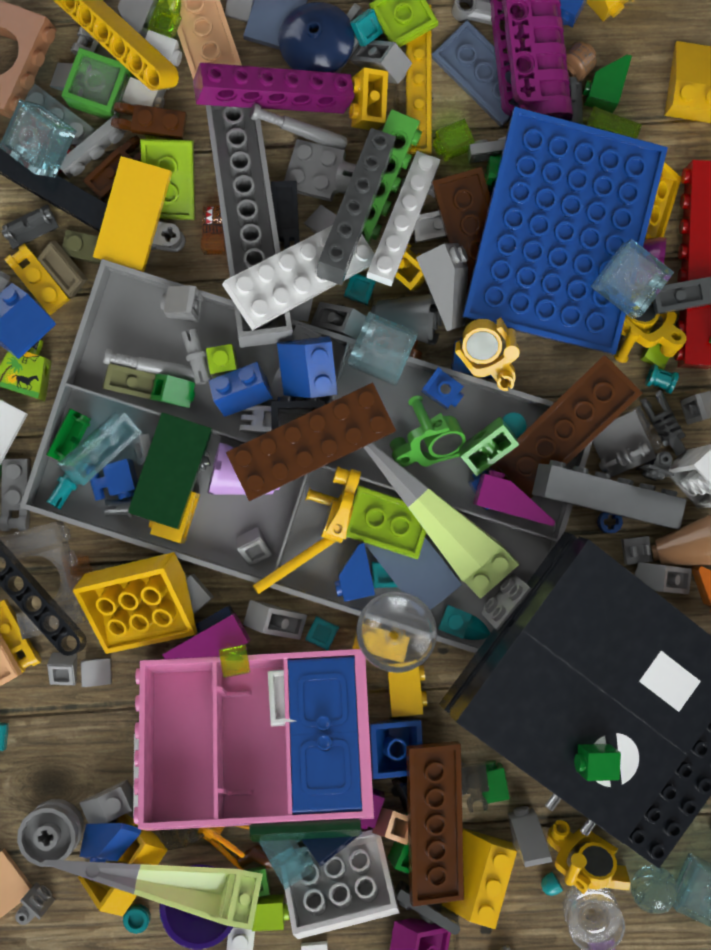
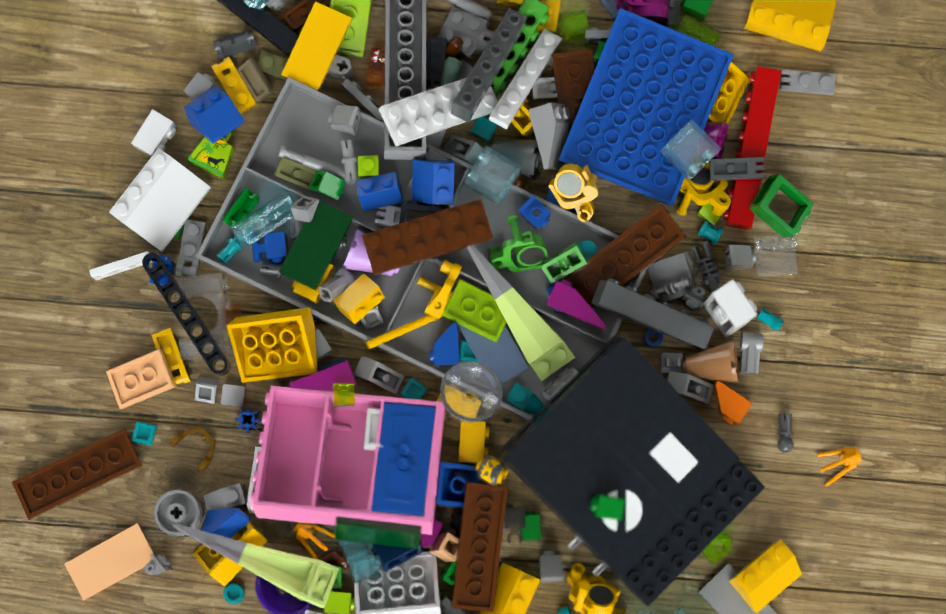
camera: 15 degrees right, 5 degrees down
(38, 733) = (180, 436): none -> pearl gold piece
(112, 701) = (242, 419): none -> blue gear
(148, 426) = (304, 208): none -> light grey slope
(205, 276) = (365, 102): none -> light grey plate
(210, 512) = (336, 285): none -> light grey piece
(235, 530) = (359, 298): none -> yellow brick
(306, 193) = (454, 47): none -> reddish brown arm
(307, 221) = (451, 70): none -> sand green cone
(436, 726) = (491, 471): none -> head

